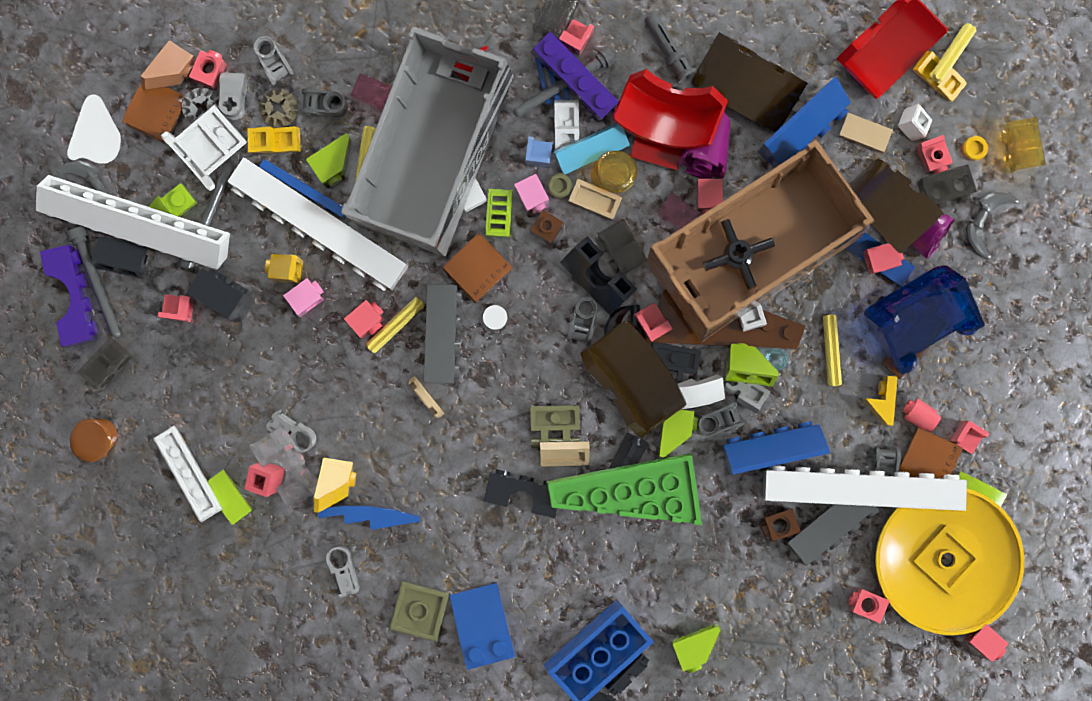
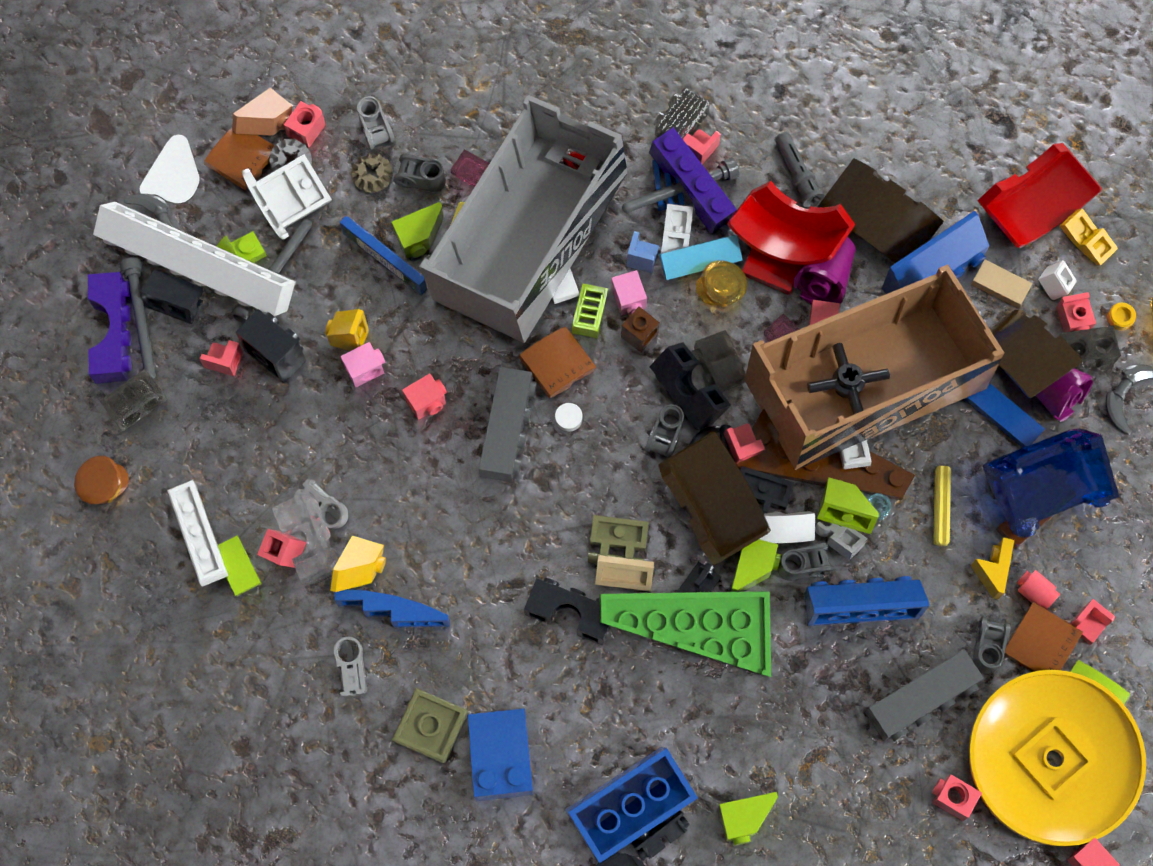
camera: 15 degrees right, 15 degrees down
(232, 91) = (326, 152): light grey piece -> none
(274, 140) = (360, 204): yellow slope -> none
(318, 224) = (392, 292): white brick -> none
(395, 324) = (457, 409): light yellow axle -> none
(425, 397) = (478, 491): tan tile -> none
(559, 186) = (660, 292): olive tile -> none
(595, 199) = (697, 310): tan tile -> none
(791, 524) = (872, 682): reddish brown brick -> none
(864, 489) = (965, 656): white brick -> none
(882, 258) = (1009, 411): coral brick -> none
(953, 53) = (1105, 214): light yellow axle -> none

